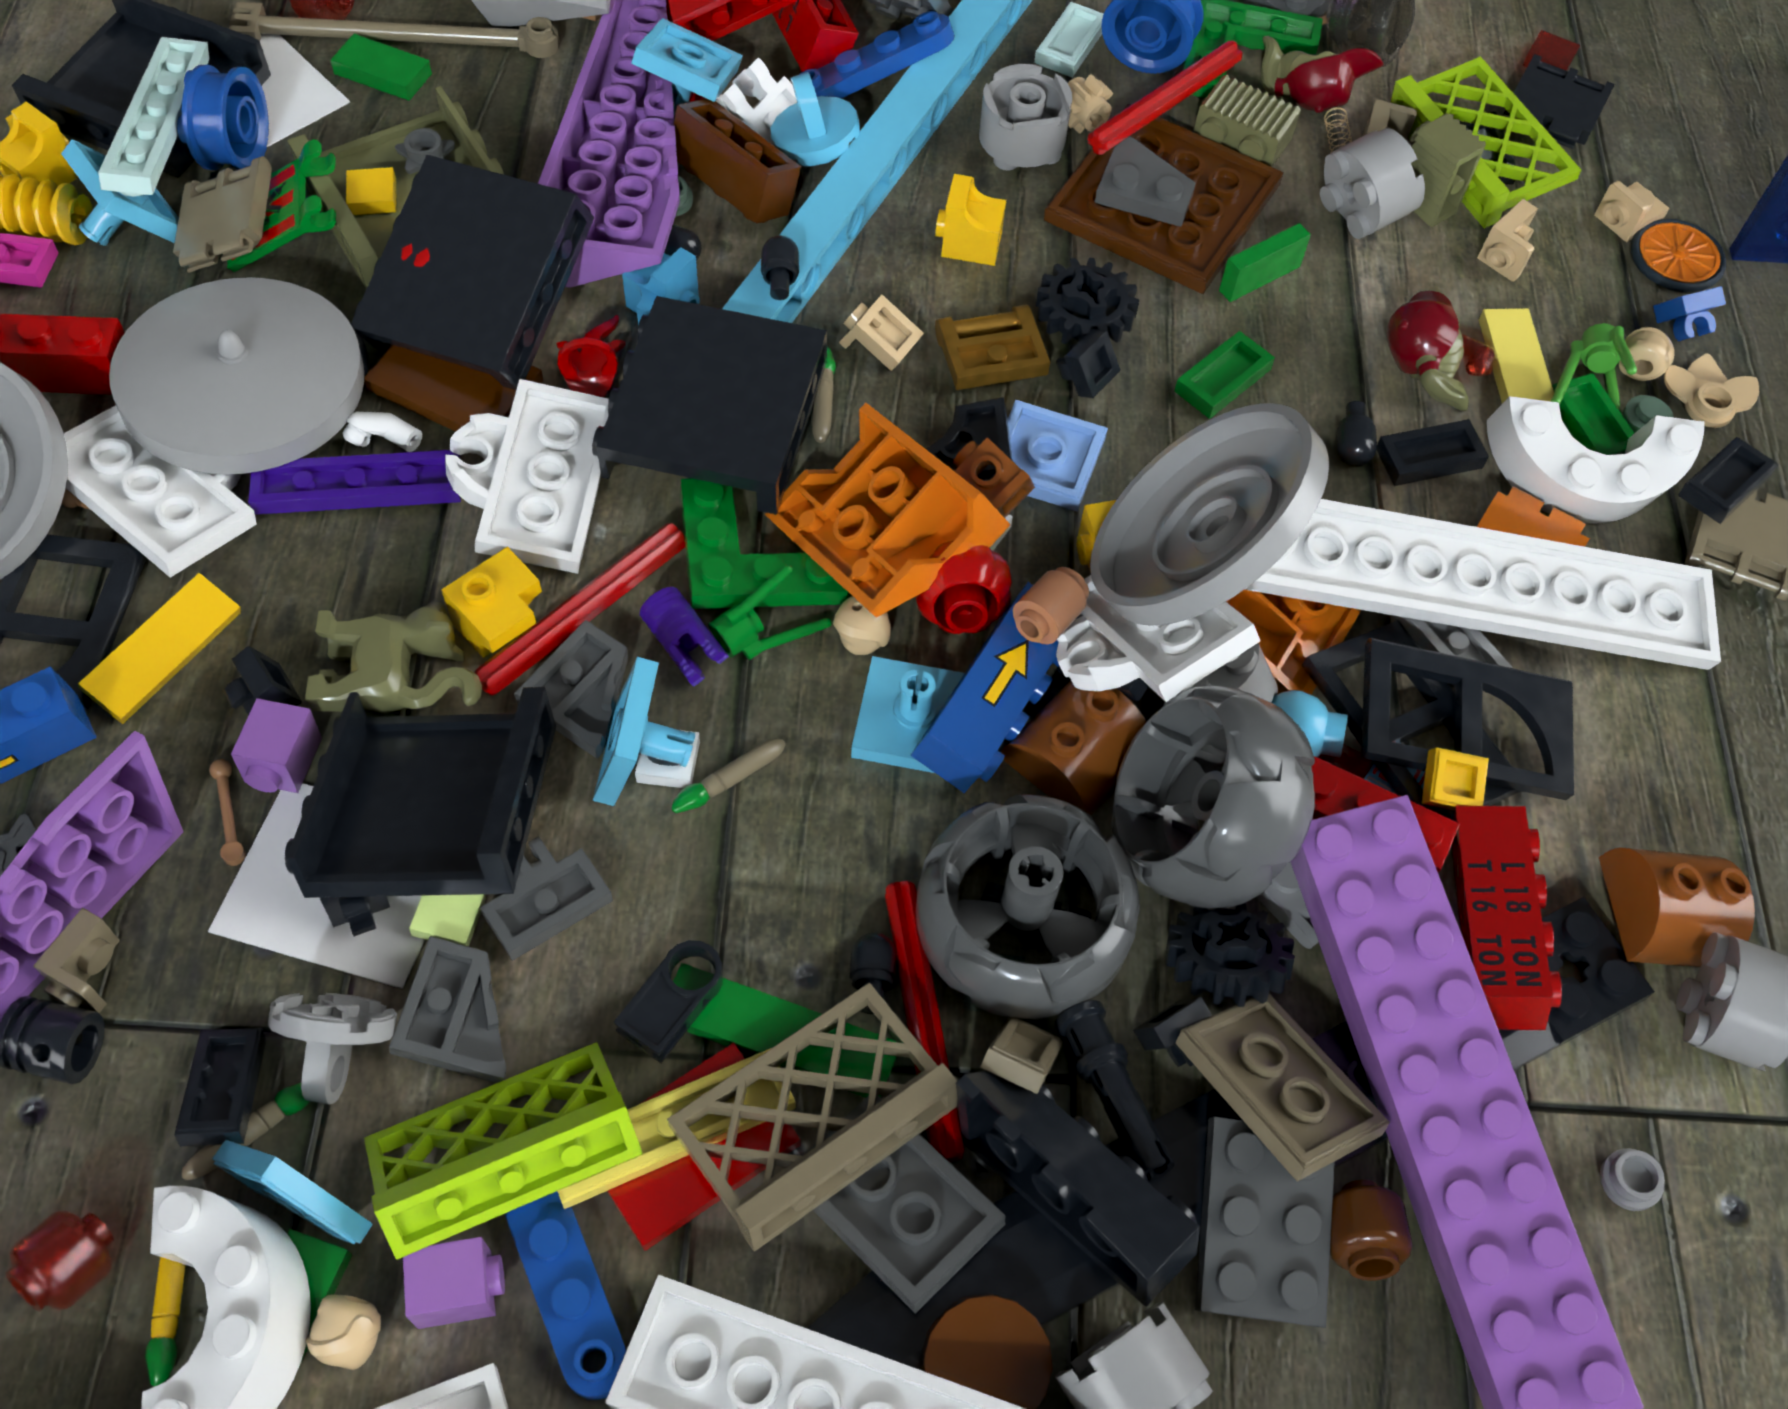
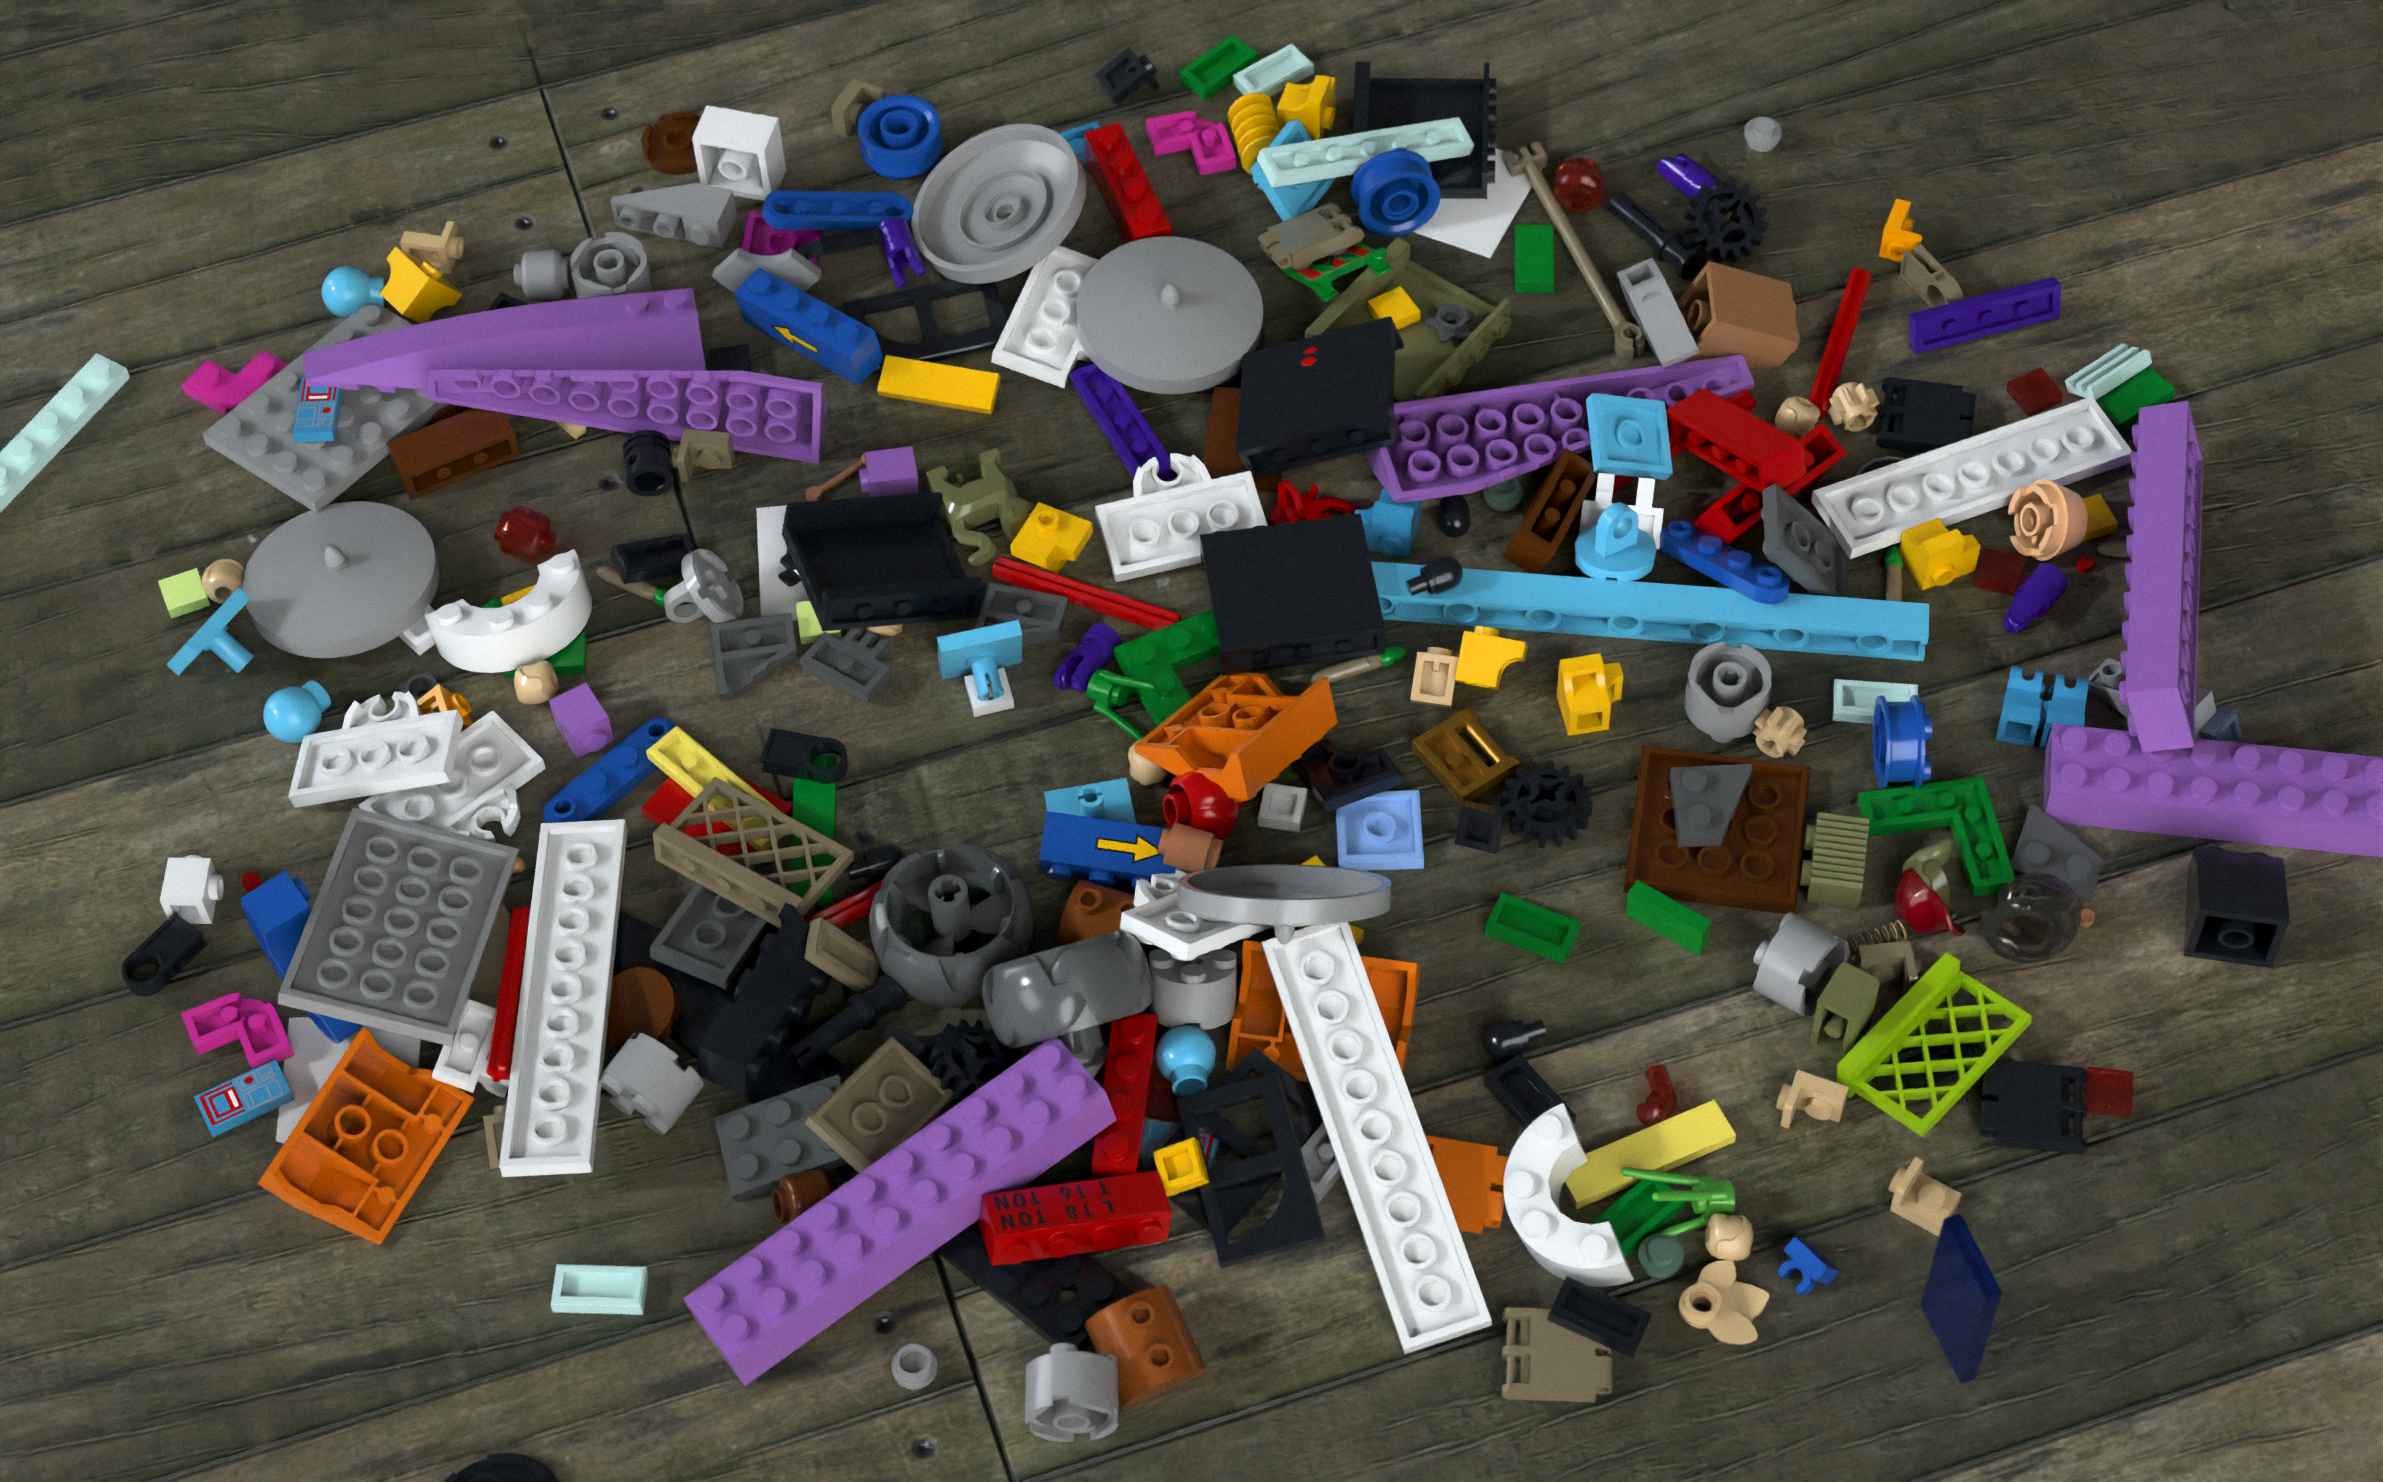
camera: 75 degrees right, 5 degrees down
(259, 679) = (935, 446): black tile -> none
(292, 1190) = (601, 611): medium azure tile -> none
(364, 424) = (1174, 406): white arm -> none
(500, 1171) = (664, 721): lime fence -> none
(698, 794) = (992, 732): dark tan piece -> none
(887, 272) = (1486, 656): none -> yellow brick
(1007, 486) = (1304, 786): dark orange brick -> none
(1164, 97) = (1809, 781): red axle -> none
(1429, 346) = (1627, 1055): dark red hair -> none
(1678, 255) = (1891, 1253): orange wheel -> none

